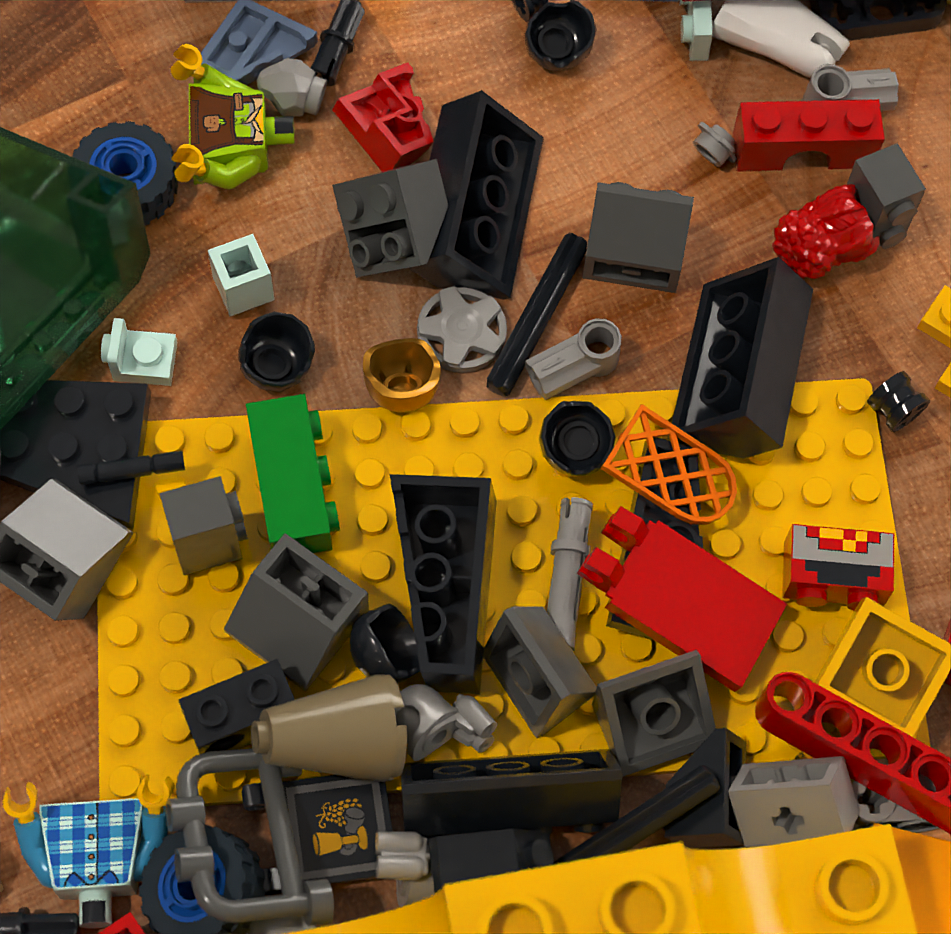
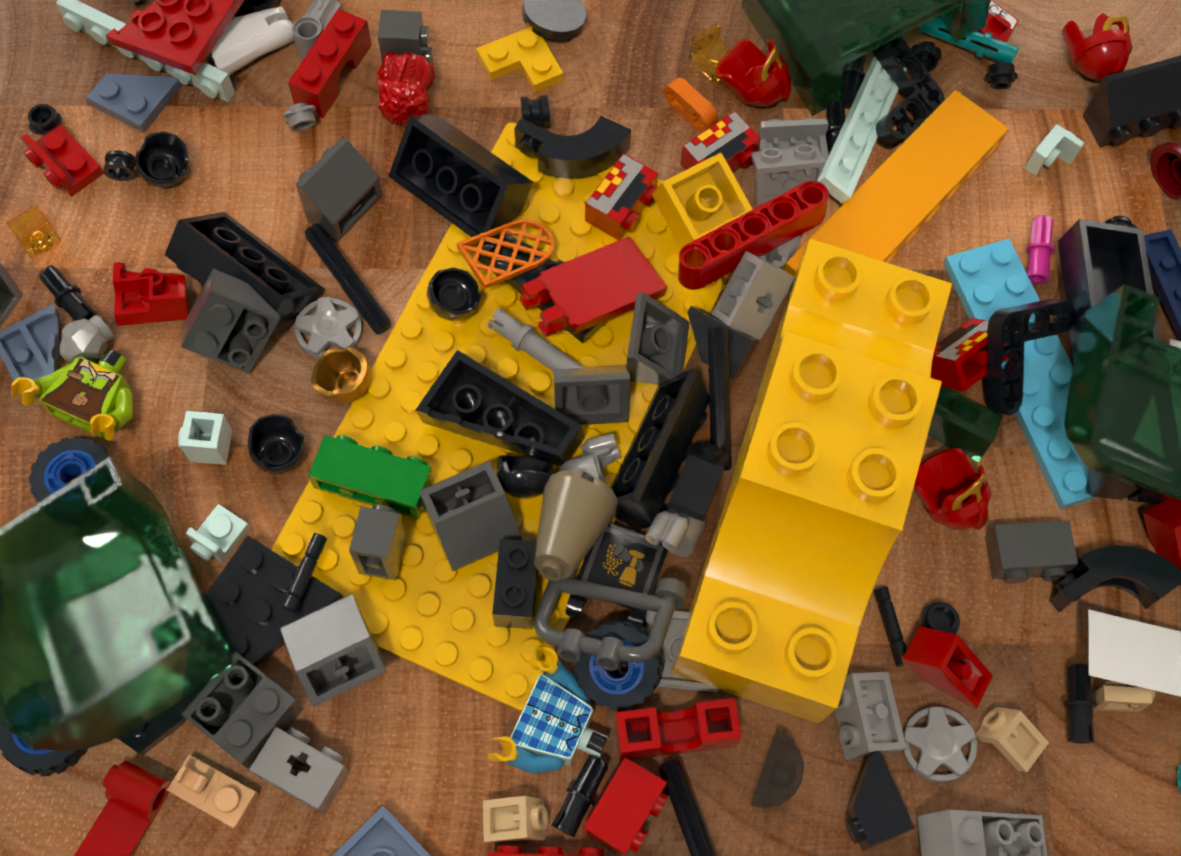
camera: 60 degrees left, 0 degrees up
(572, 360) = (395, 272): light grey piece -> none
(866, 484) = (576, 154): none -> black arch

